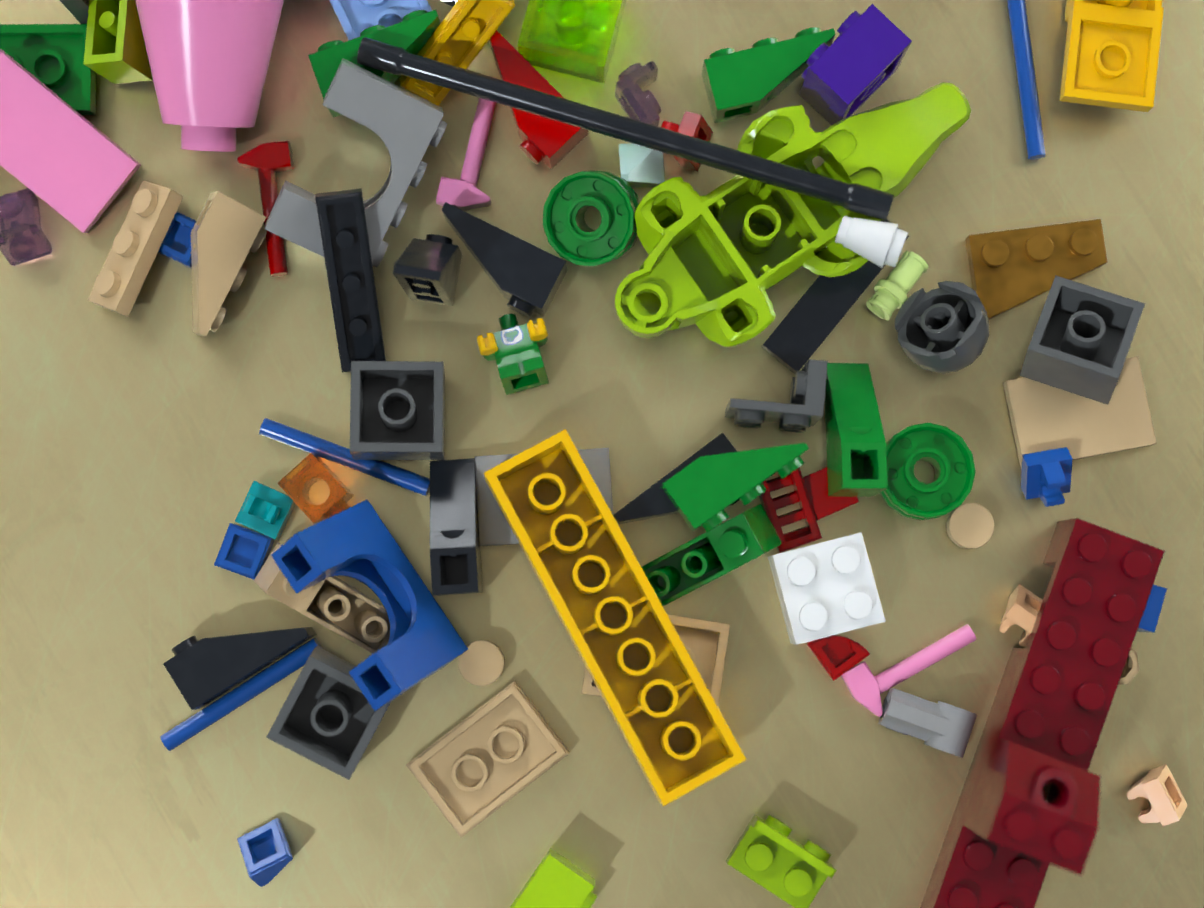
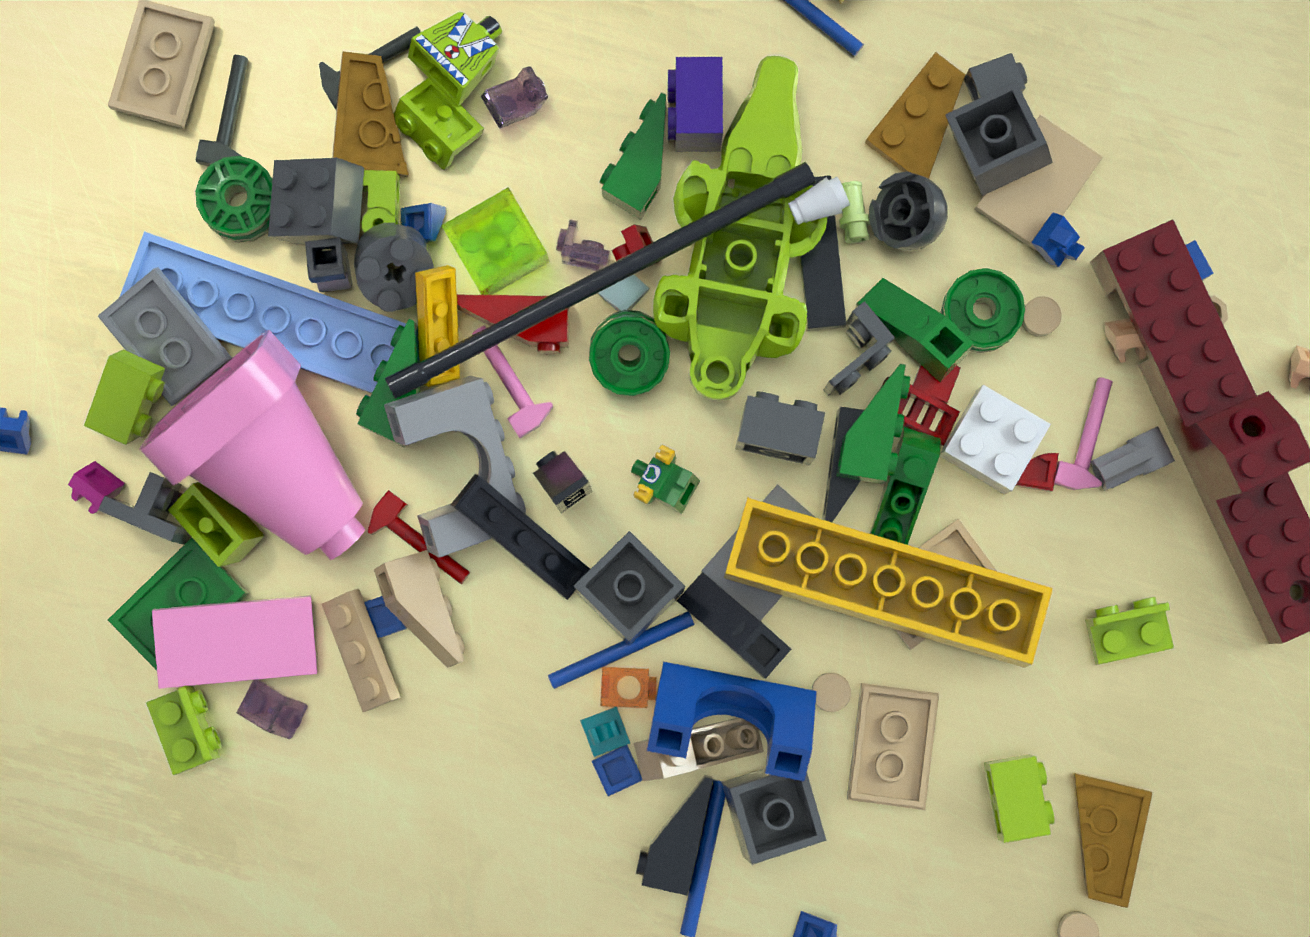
camera: 50 degrees left, 0 degrees up
(516, 267) = (608, 430): black slope -> none
(652, 400) = (780, 428): none -> dark grey brick
(1133, 283) = (994, 75): none -> dark grey brick

